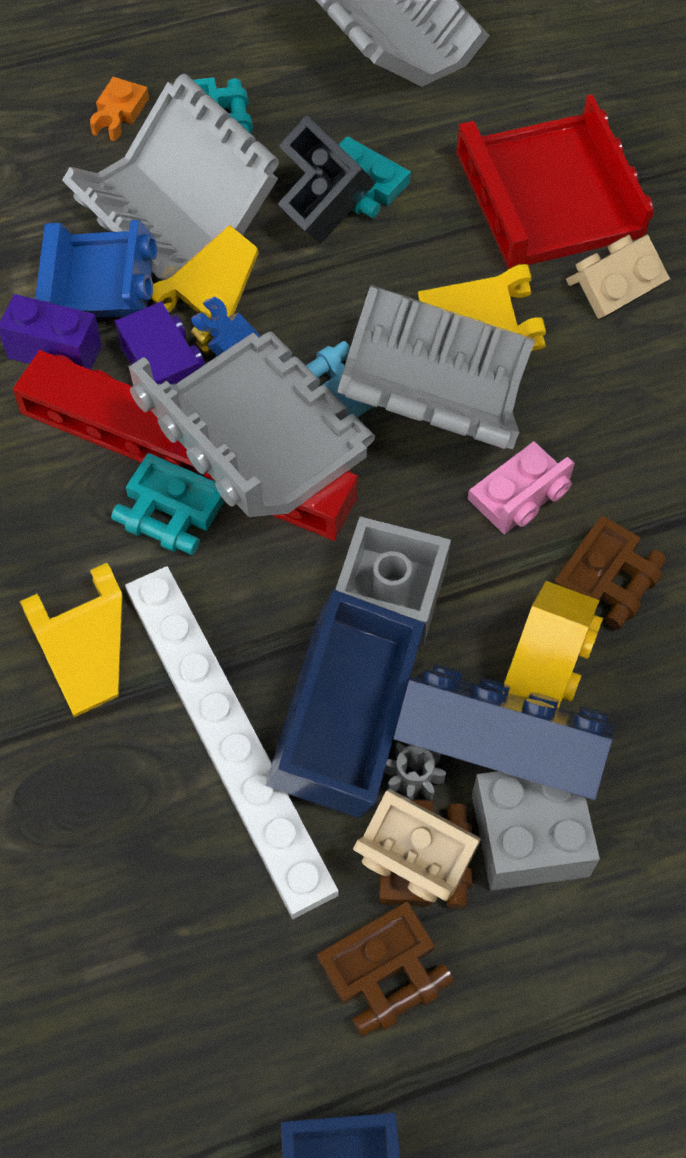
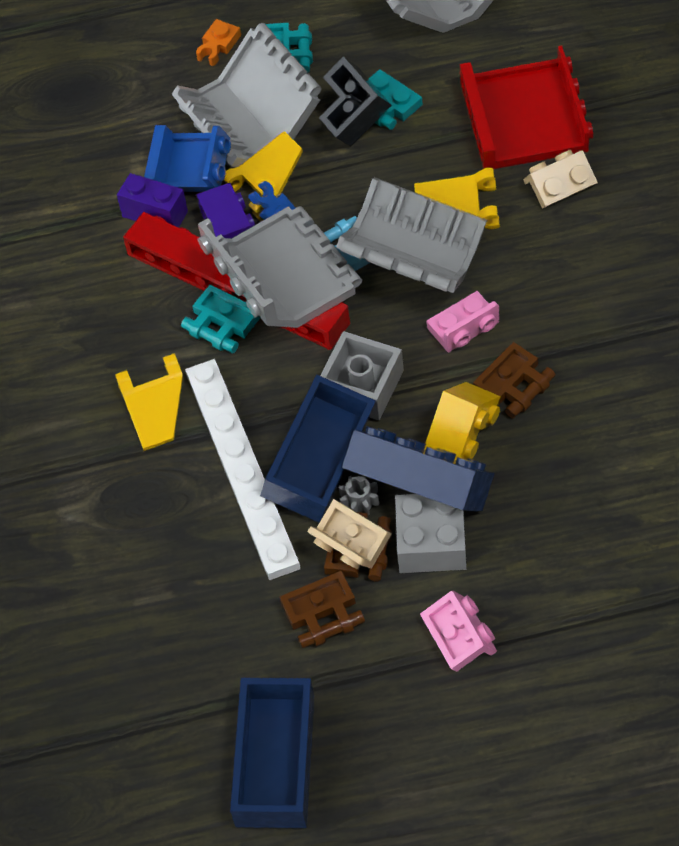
camera: 15 degrees right, 5 degrees down
(602, 988) = (458, 629): none -> bright pink bracket

